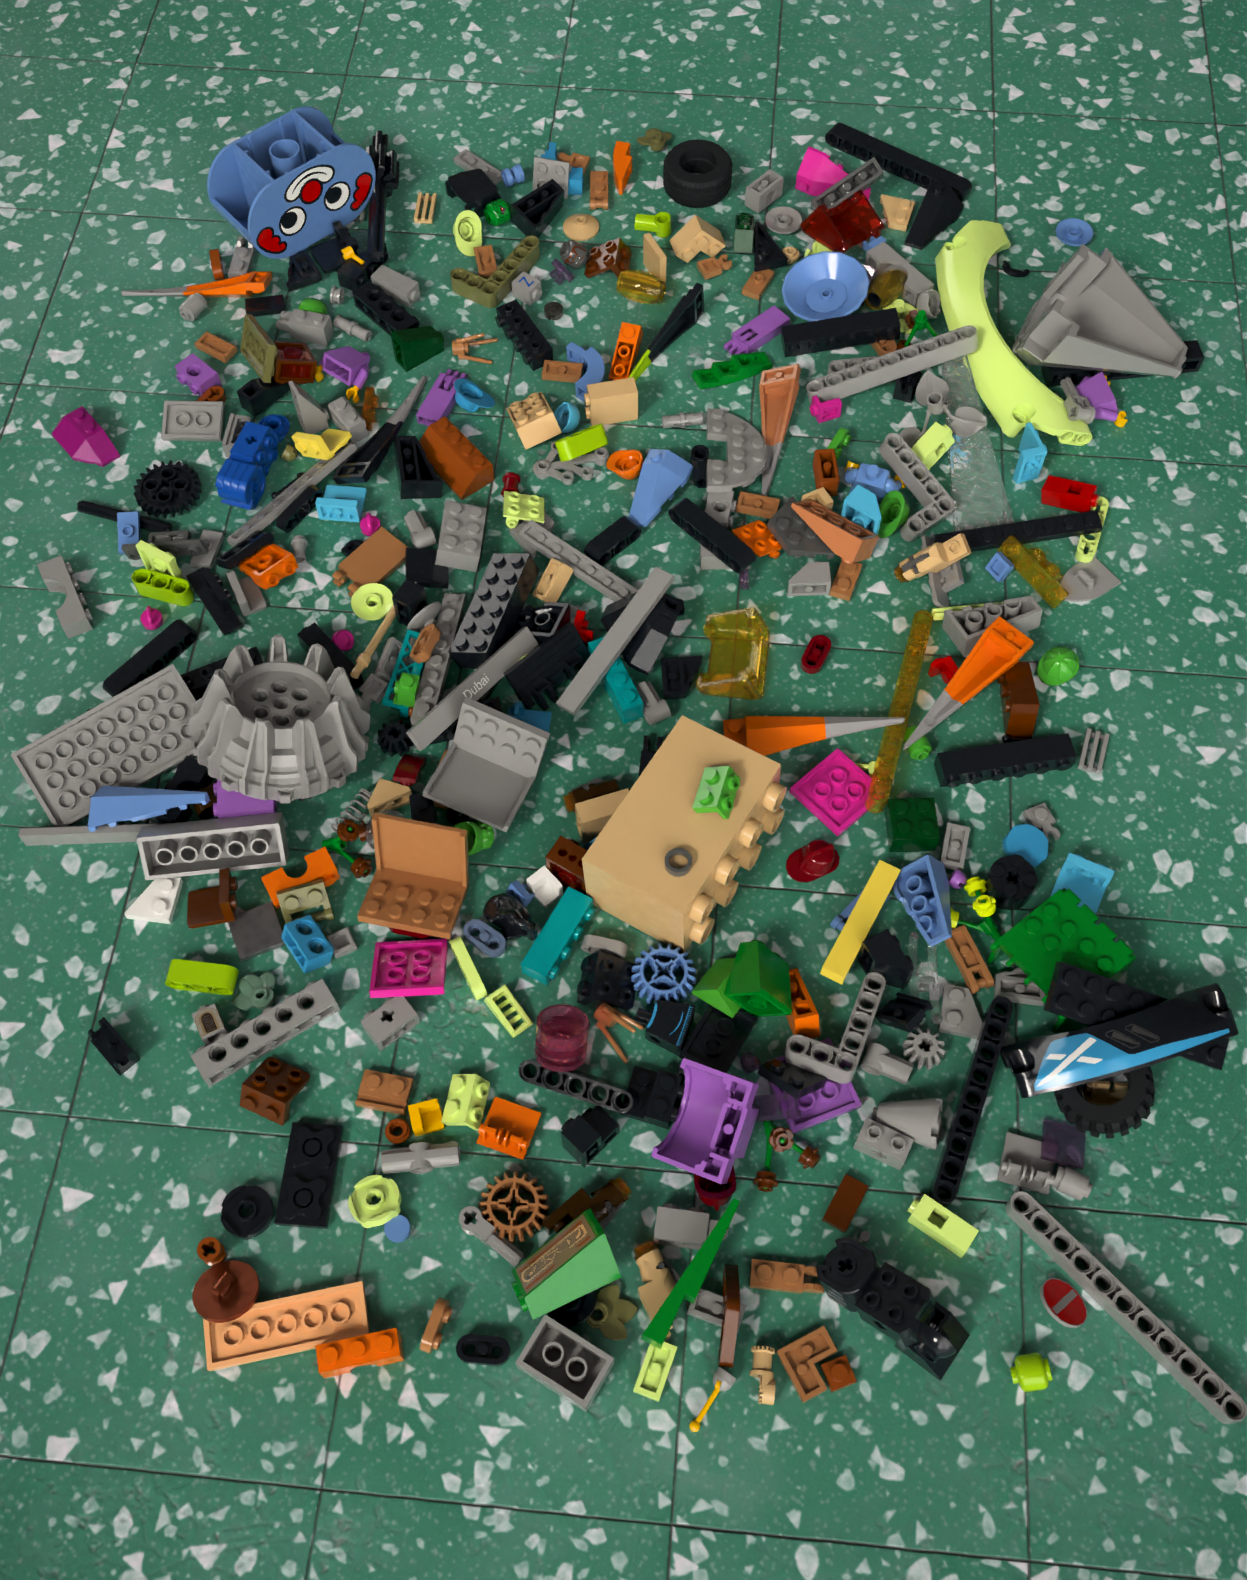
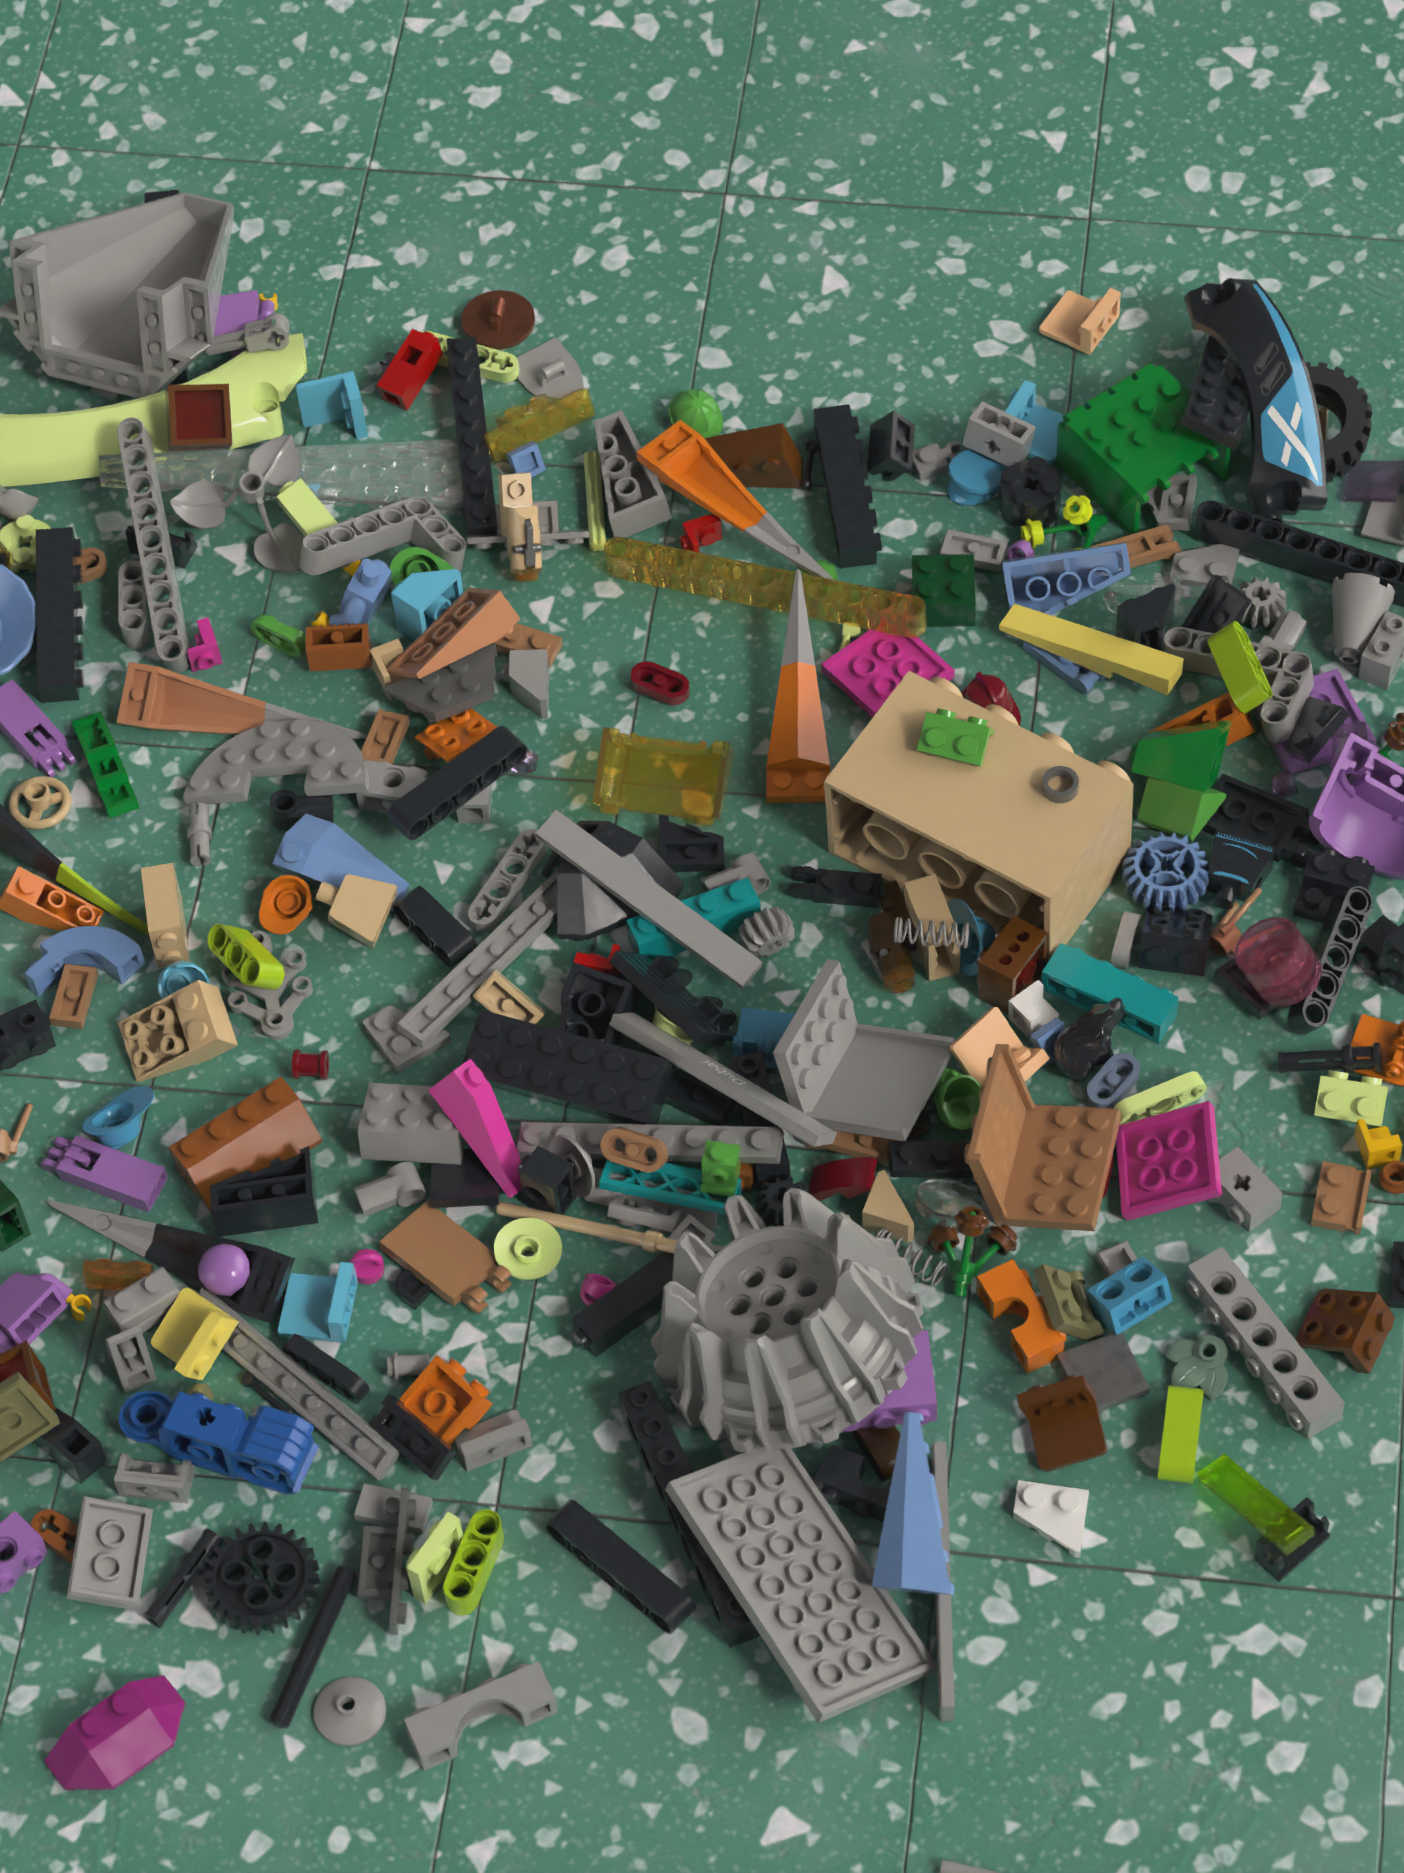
camera: 85 degrees left, 5 degrees down
(85, 539) = (354, 1725): none -> light grey dish
(128, 529) = (353, 1628): medium blue plate -> none
(133, 1019) = (1256, 1504): none -> clear neon green tile
(151, 618) = (531, 1579): dark pink tile -> none
(157, 447) = (159, 1610): none -> black pin
(209, 1023) = (1254, 1414): brick -> none
(213, 845) = (977, 1422): light grey brick -> none
(215, 599) = (504, 1478): black bracket -> none
(360, 448) = (223, 1269): none -> medium lavender hair
(455, 563) = (477, 1116): none -> dark pink wedge
(494, 1095) = (1289, 1061): none -> black pin
(496, 1010) = (1198, 1057): yellowish green slope -> none
(501, 859) = (979, 1041): none -> light nougat bracket
(522, 507) = (364, 1043): yellowish green hinge -> none
(581, 786) = (898, 937): none -> light grey piece
(603, 718) = (766, 932): none -> light grey gear
(620, 496) = (359, 906): none -> tan torso
(636, 567) = (502, 879): none -> light grey beam
(704, 339) = (38, 796): none -> tan piece
(836, 1016) = (1239, 667): none -> lime beam
(916, 321) = (75, 500): green plant -> none
(991, 372) = (198, 417): none -> piece
(1045, 789) = (891, 446): none -> black hinge
(1055, 853) = (998, 435): none -> light grey brick
(1096, 736) = (830, 391): light grey tile -> none
(1129, 546) = (498, 319): none -> copper shield
(1197, 922) = (1082, 321): none -> light nougat bracket

